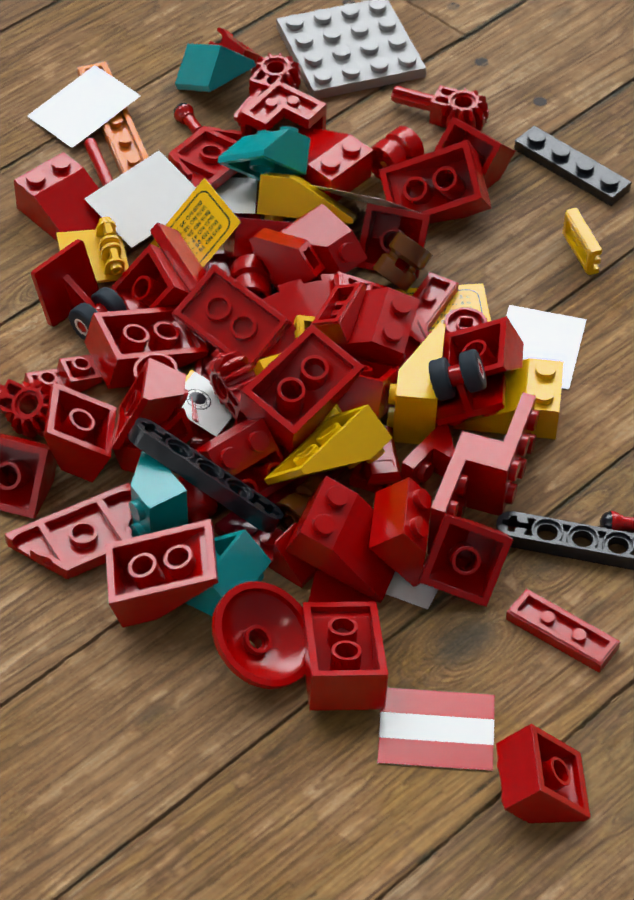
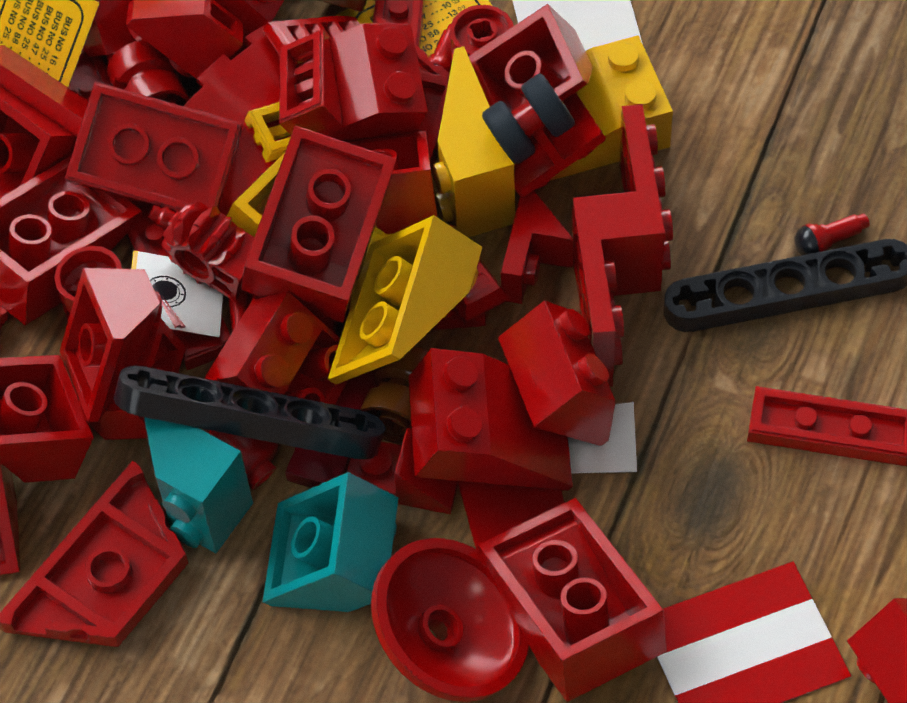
camera: 20 degrees left, 10 degrees up
(159, 571) = (260, 585): red slope -> none
(466, 559) = (665, 380): red slope -> none

